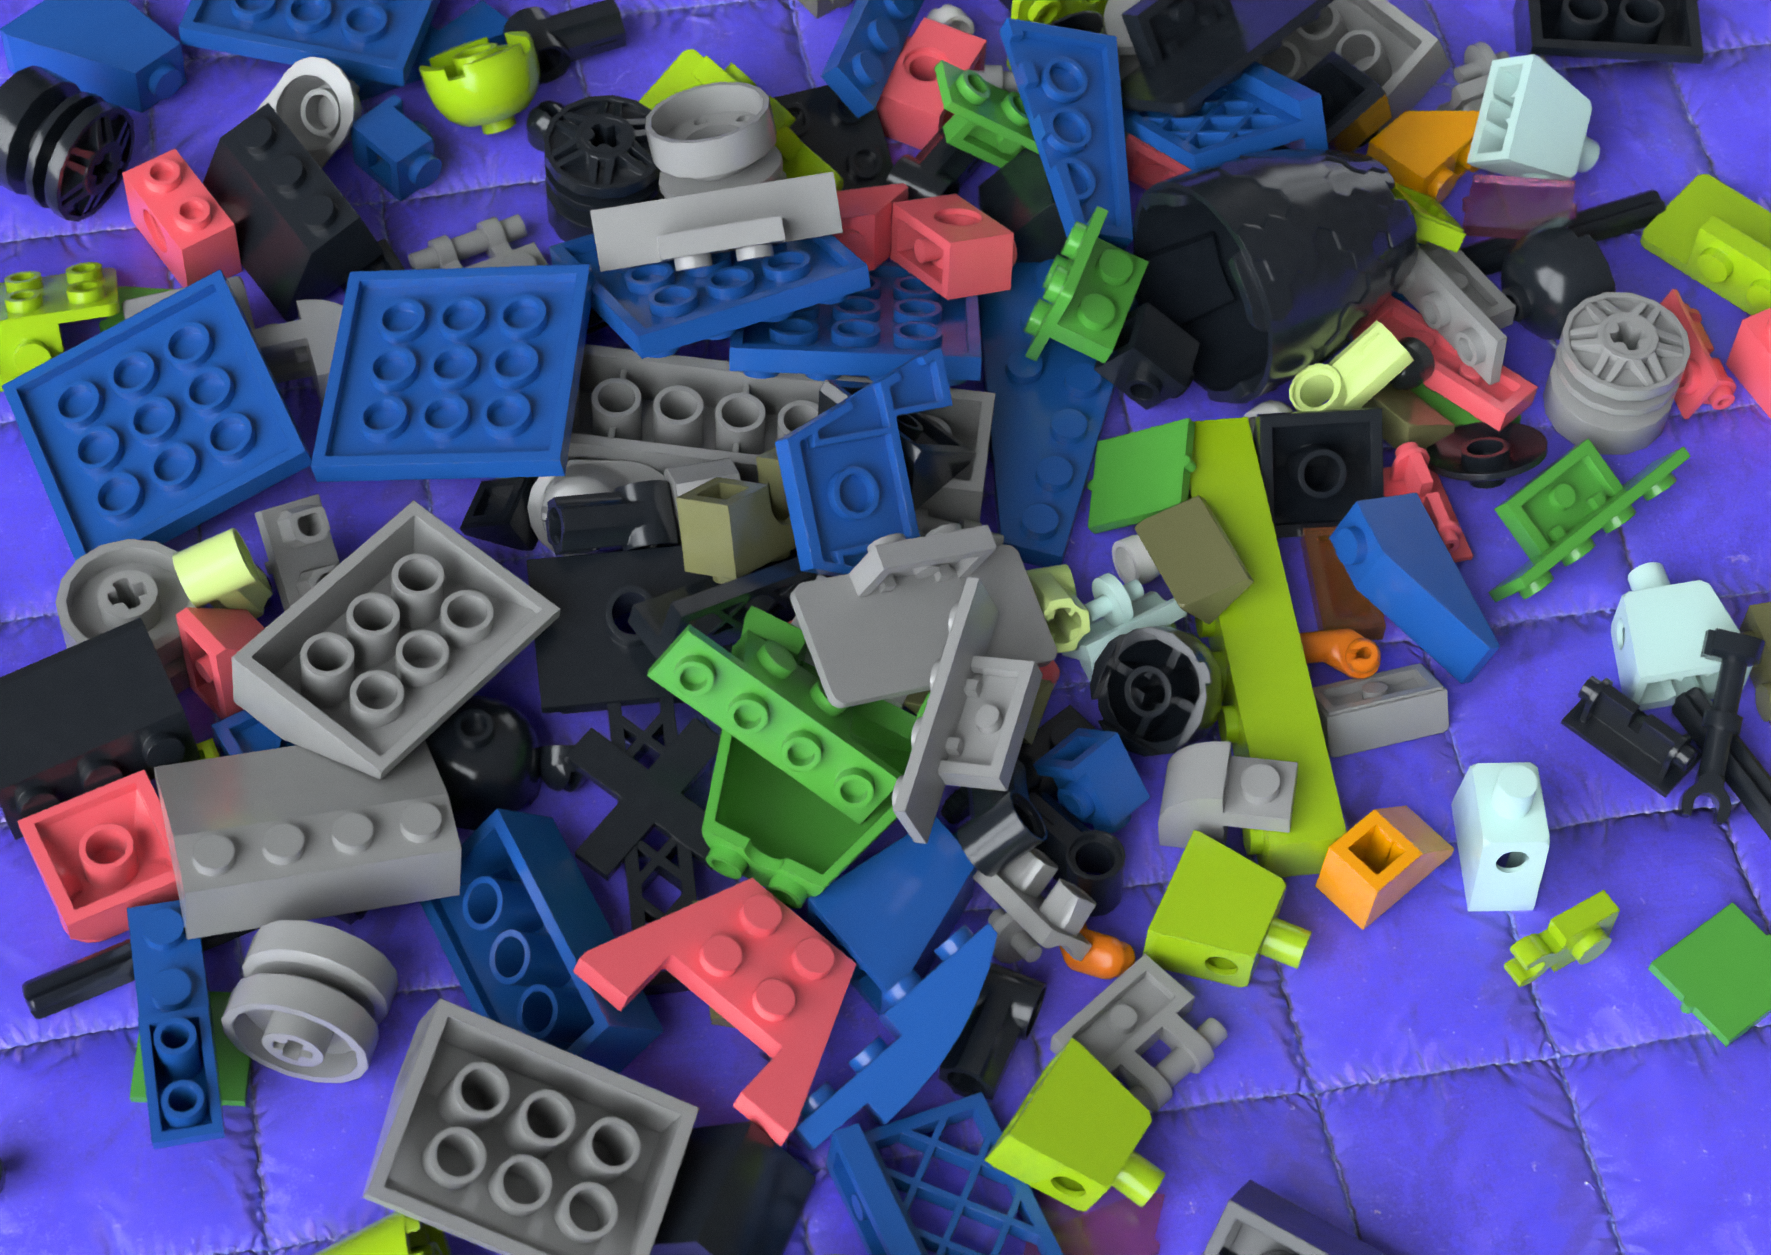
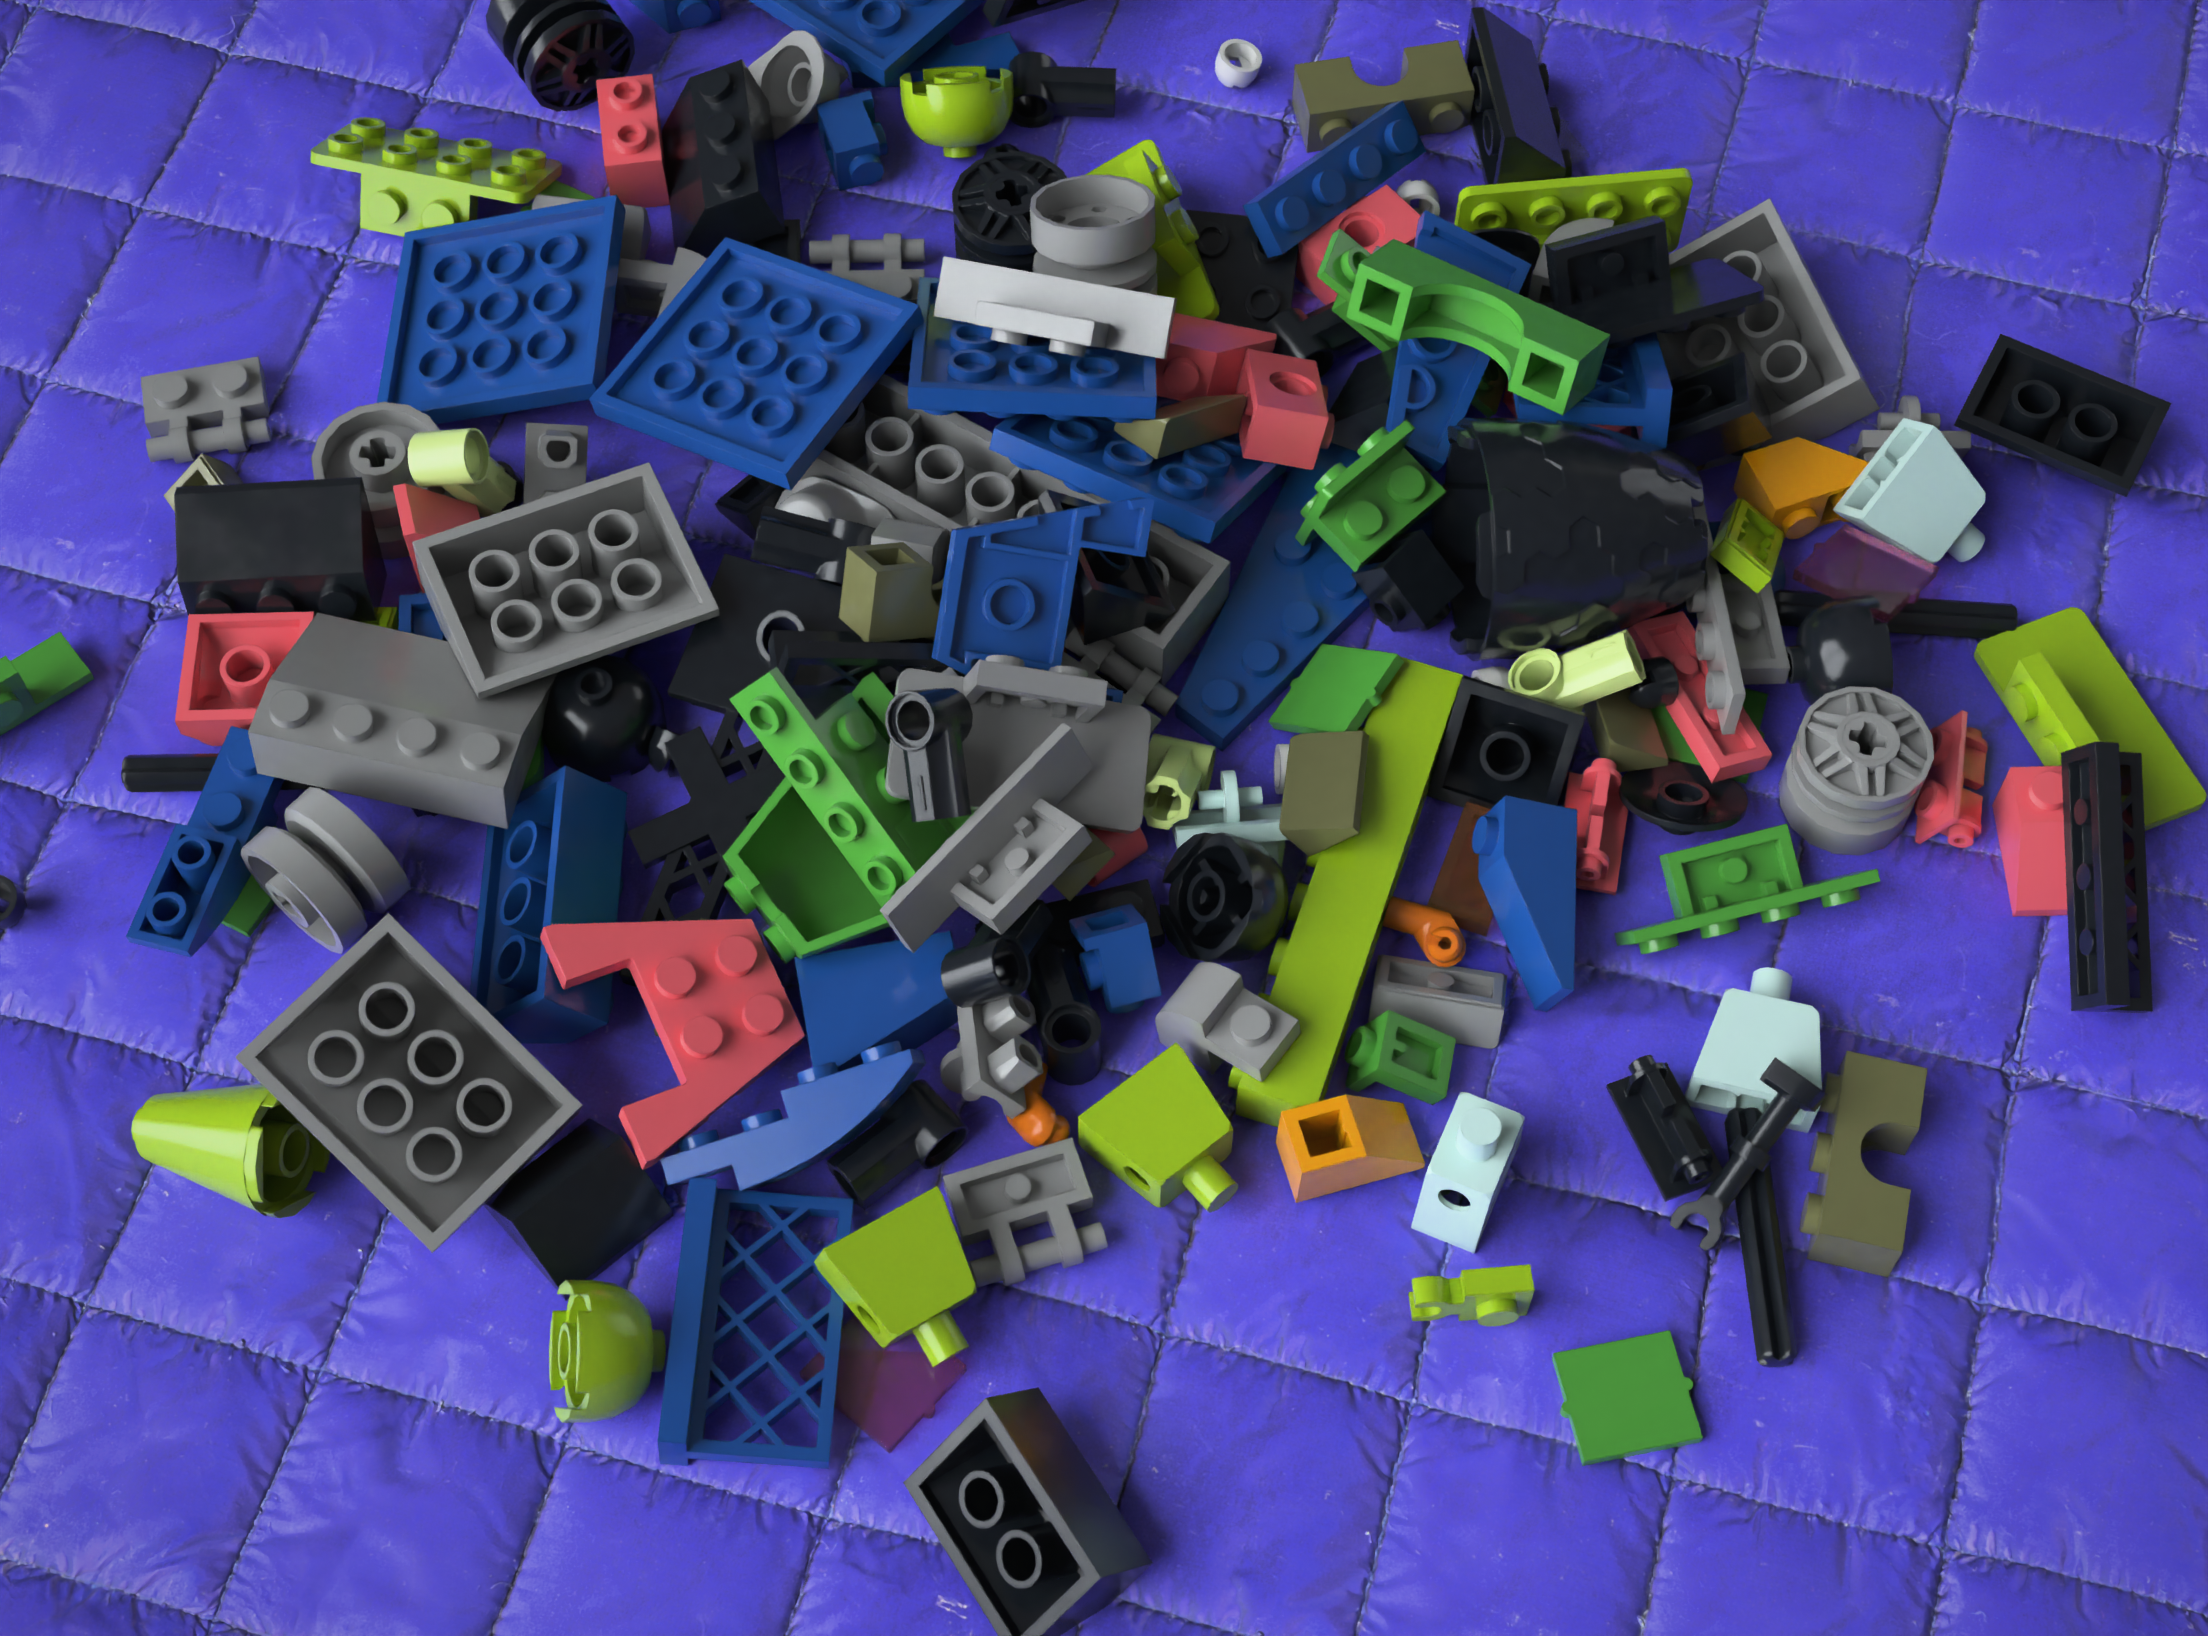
camera: 30 degrees right, 5 degrees up
(871, 658) = (932, 749): none -> black piece
(891, 283) = (1185, 424): none -> olive slope
(1061, 91) = (1419, 296): none -> bright green arch
(1383, 765) = (1401, 1057): none -> bright green bracket

